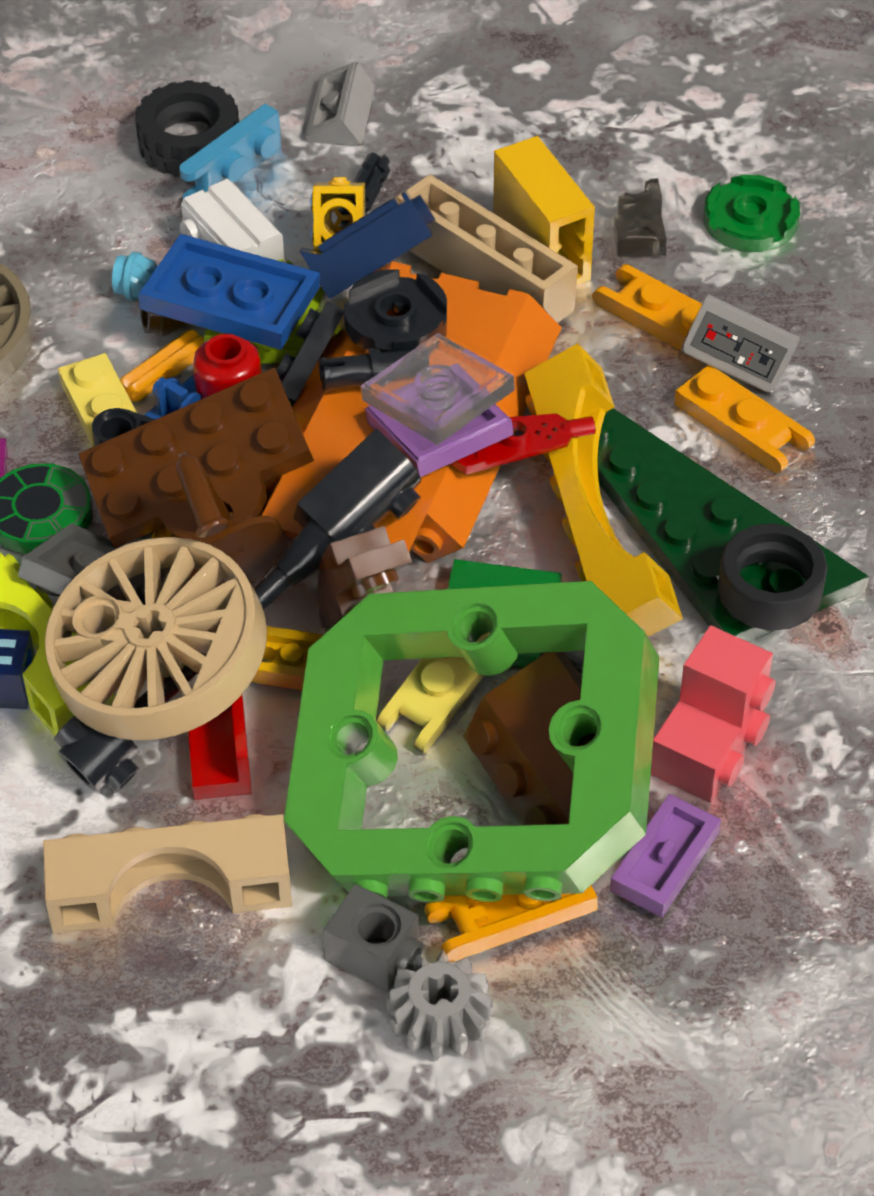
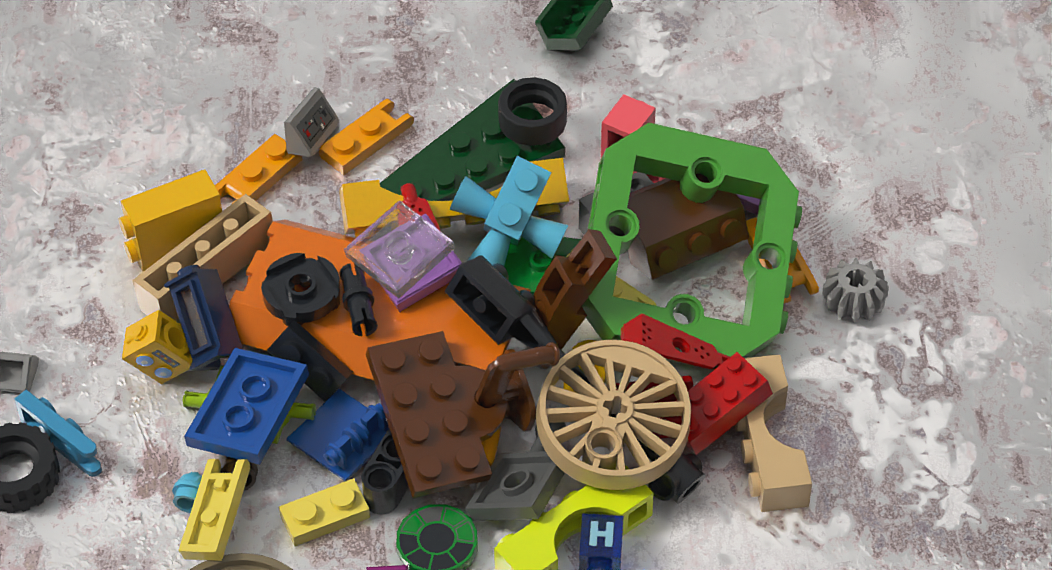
camera: 90 degrees left, 0 degrees up
(82, 279) = (214, 511): none -> light yellow hinge
(164, 363) = (292, 471): light orange axle -> none
(198, 787) = (723, 401): none -> red piece
(223, 363) = (329, 407): red head -> none
(231, 220) = (151, 427): white brick -> none
(285, 698) = (664, 339): none -> red piece
(370, 916) = (811, 323): dark grey brick -> none
(373, 174) = (96, 347): black axle -> none
(543, 534) = (510, 213): none -> medium azure brick
(640, 224) = (146, 177): clear smoke slope -> none
(751, 213) = (158, 122): green tile -> none

